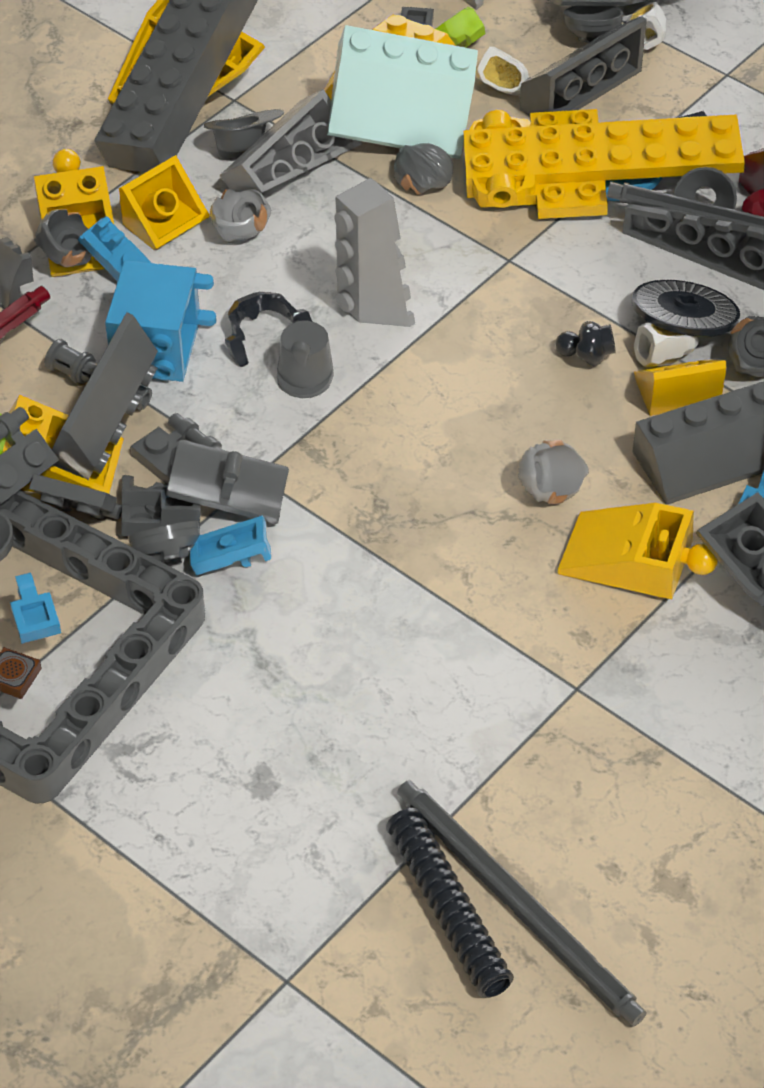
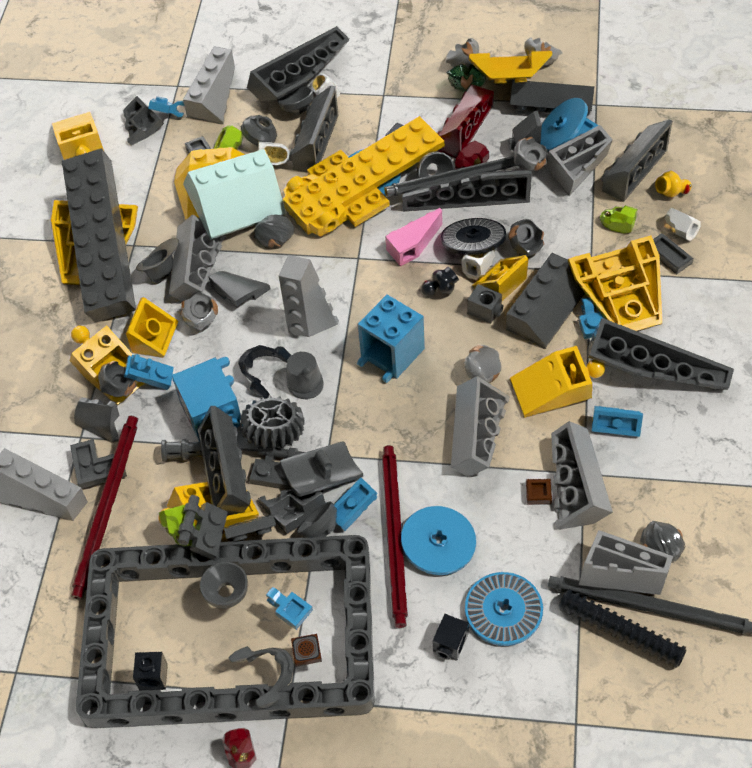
camera: 30 degrees left, 5 degrees up
(212, 392) = (272, 422): none -> dark grey gear
(212, 774) = (450, 637): none -> black brick
(251, 617) = (395, 551): none -> dark red piece
(302, 810) = (513, 625): none -> piece
(305, 680) = (420, 542): none -> dark azure piece
(310, 208) = (237, 287): none -> dark grey slope
(451, 369) = (391, 337): none -> dark azure container
(478, 539) = (476, 424): none -> light grey wedge
(491, 673) = (538, 491): none -> reddish brown tile
(499, 33) = (255, 132): none -> dark grey piece
(513, 822) = (624, 565): none -> light grey wedge
(556, 682) = (578, 478): none -> light grey wedge
(600, 270) = (413, 238): none -> bright pink slope
(603, 830) = (663, 538): none -> dark grey hair
(624, 399) = (485, 304): none -> dark grey brick
(676, 644) = (617, 421): none -> dark azure plate

